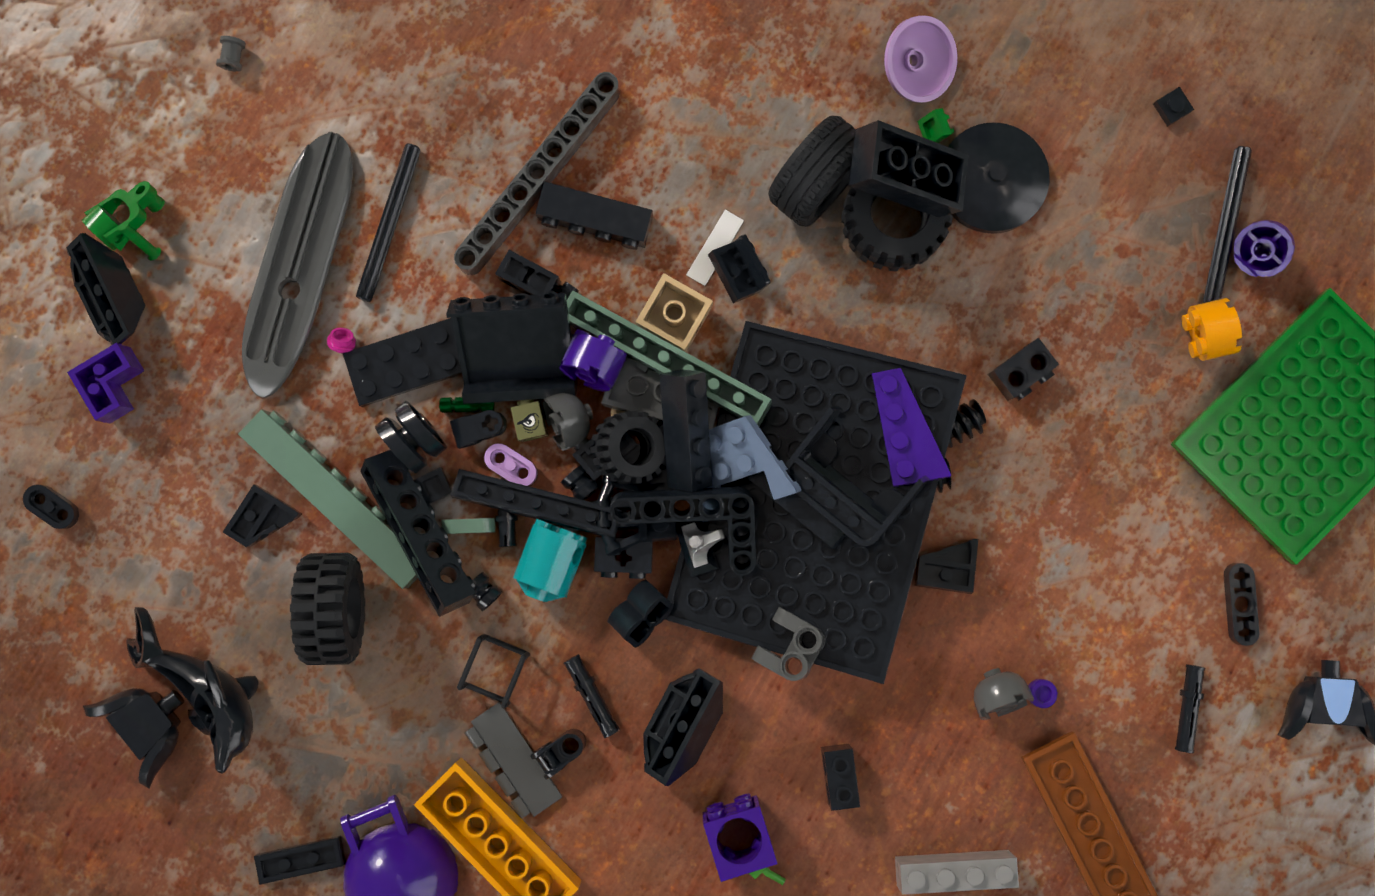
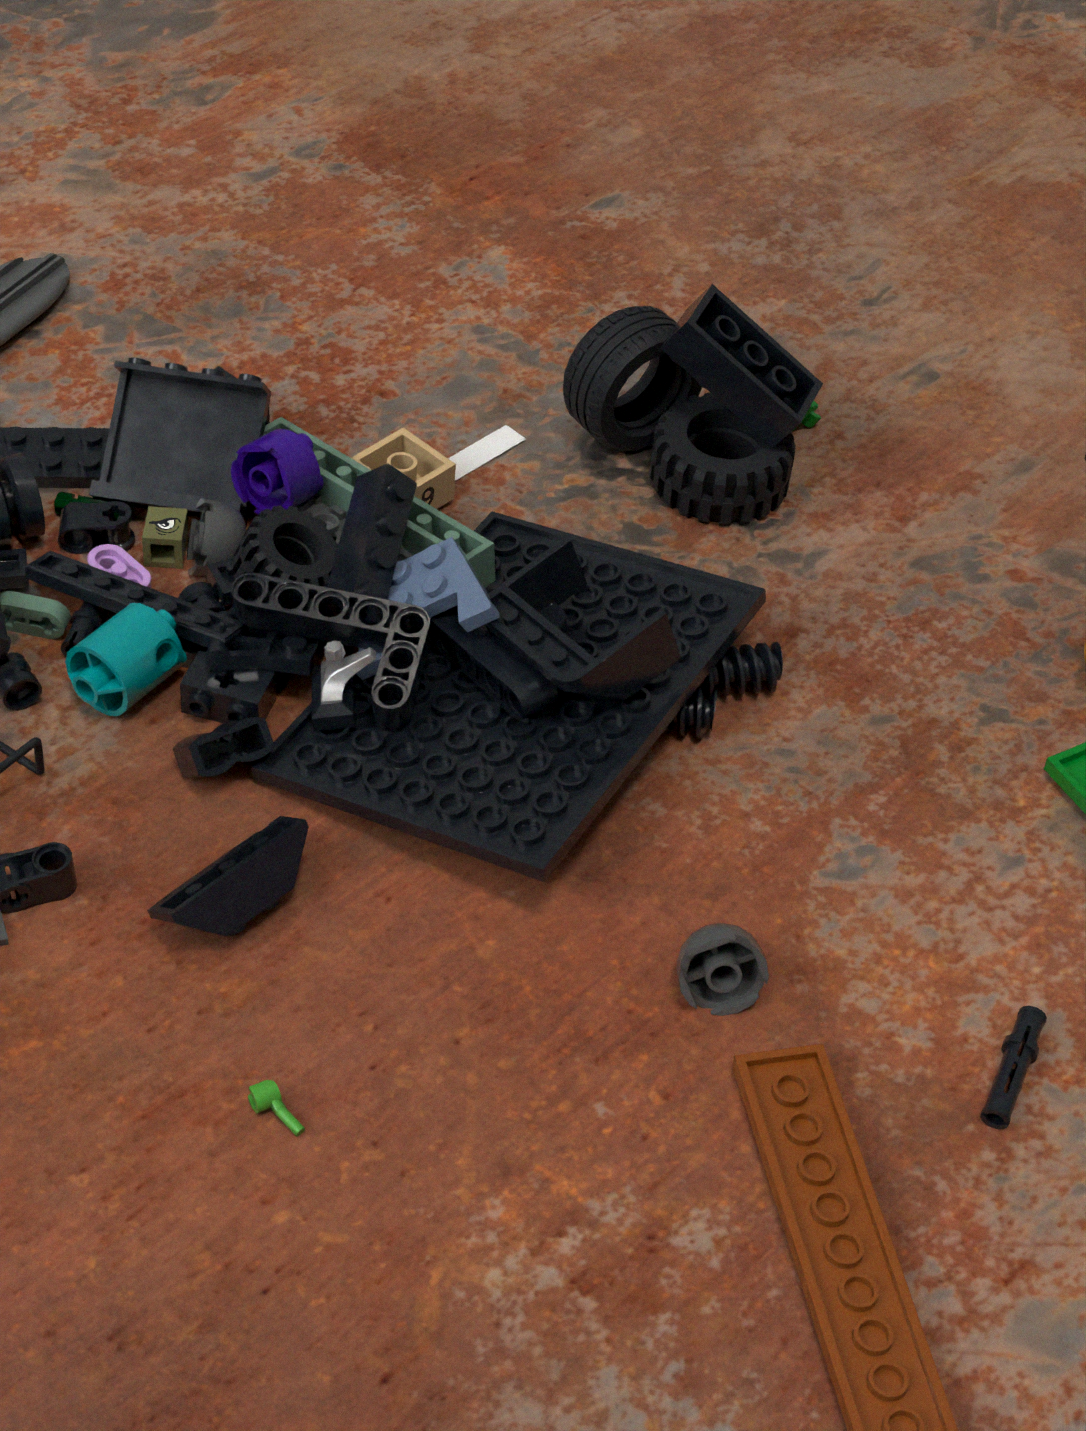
camera: 10 degrees right, 40 degrees down
(388, 222) = (79, 340): black axle -> none
(539, 160) = (305, 326): dark grey beam -> none
(585, 685) = (107, 816): black pin -> none
(594, 215) = (340, 383): black brick -> none
(732, 862) = (248, 1052): dark purple brick -> none
(739, 269) = (502, 468): black bracket -> none
(796, 648) = (420, 814): dark grey piece -> none
(840, 777) = (440, 1006): black brick -> none
(907, 437) = (663, 587): dark purple wing -> none
(932, 57) = (803, 331): lavender dish -> none
(949, 568) = (684, 817): black wing -> none
(956, 872) = (582, 1172): light grey brick -> none
(1003, 179) = (861, 471): black dish -> none
(1020, 365) = (850, 640): black brick -> none
(1043, 692) = (786, 998): dark purple tile -> none

